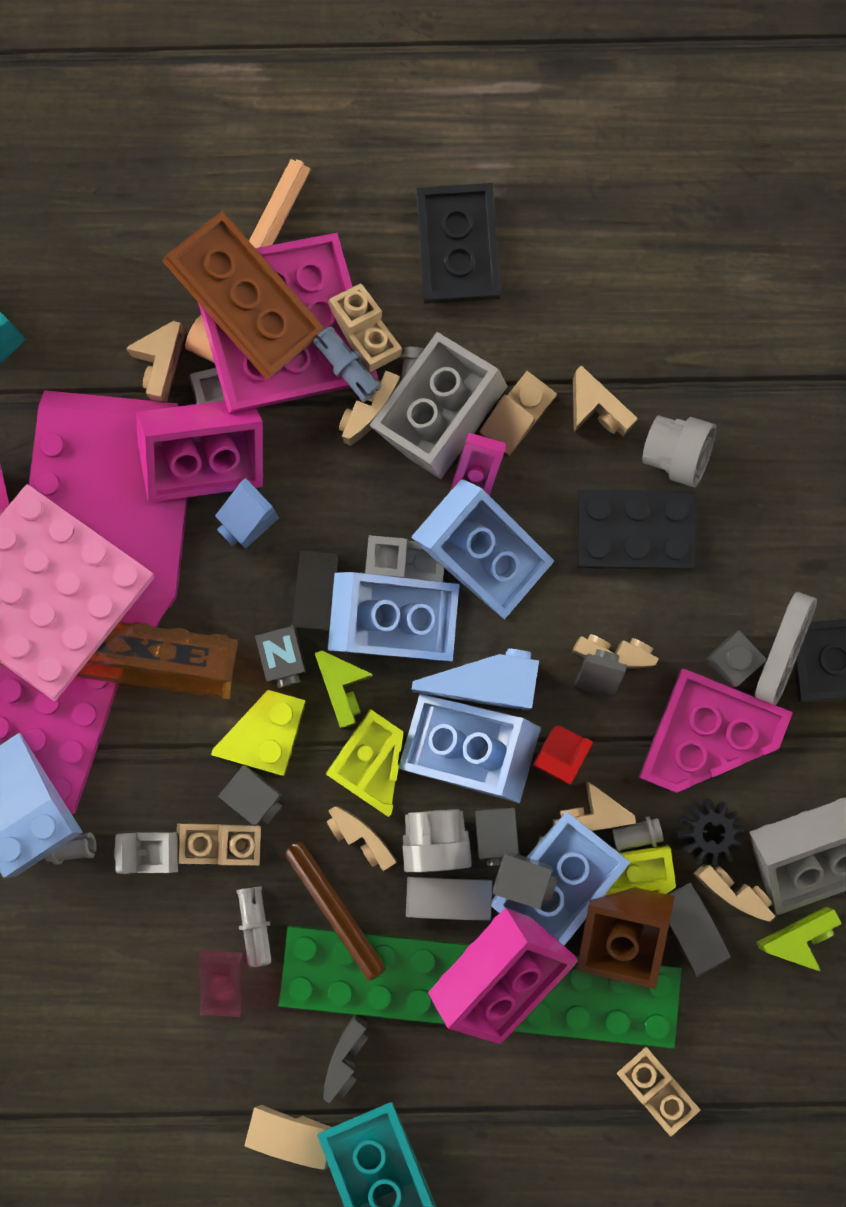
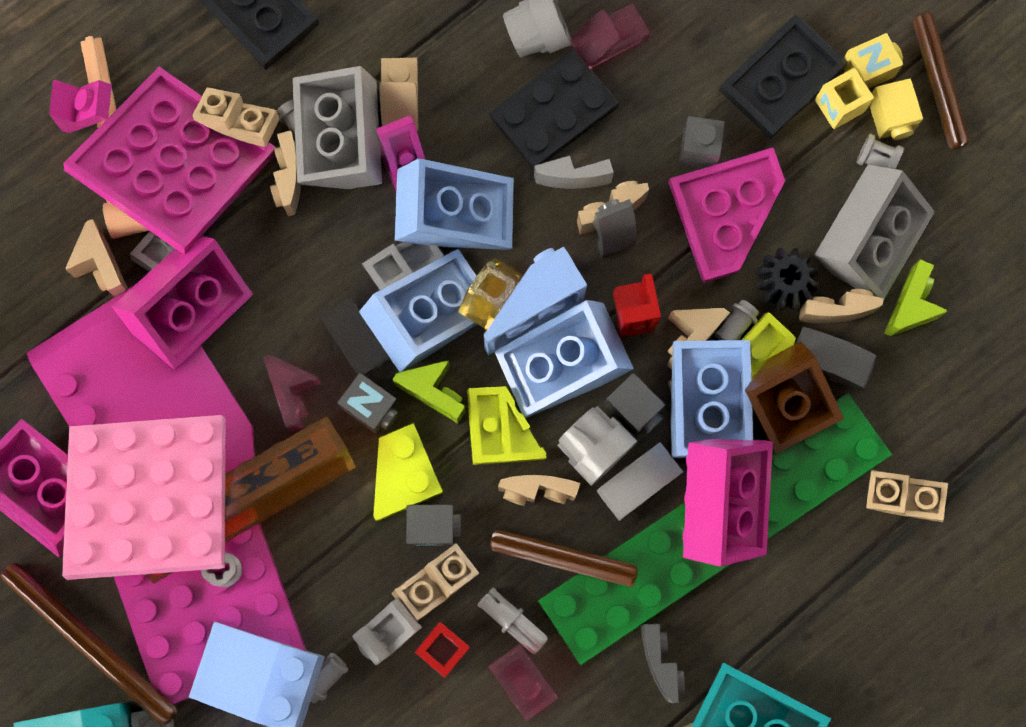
camera: 45 degrees left, 5 degrees down
(69, 702) = (229, 577): none -> light grey bush
(178, 905) = (442, 649): none -> red brick
(228, 582) = (285, 382): none -> clear pink slope
(244, 295) = (125, 158): dark orange tile -> none
(245, 515) = (257, 320): medium blue slope -> none
(249, 216) = (79, 107): none -> dark pink slope
(347, 364) = (244, 150): sand blue pin -> none
(454, 646) = (489, 292): none -> clear yellow slope
(524, 880) = (685, 412): dark grey brick -> none
(592, 396) = (445, 38): tan slope -> none
(596, 592) = (562, 174): none -> light grey slope
(736, 503) = (609, 35): none -> clear pink slope
(786, 648) = (731, 104): light grey beam -> none

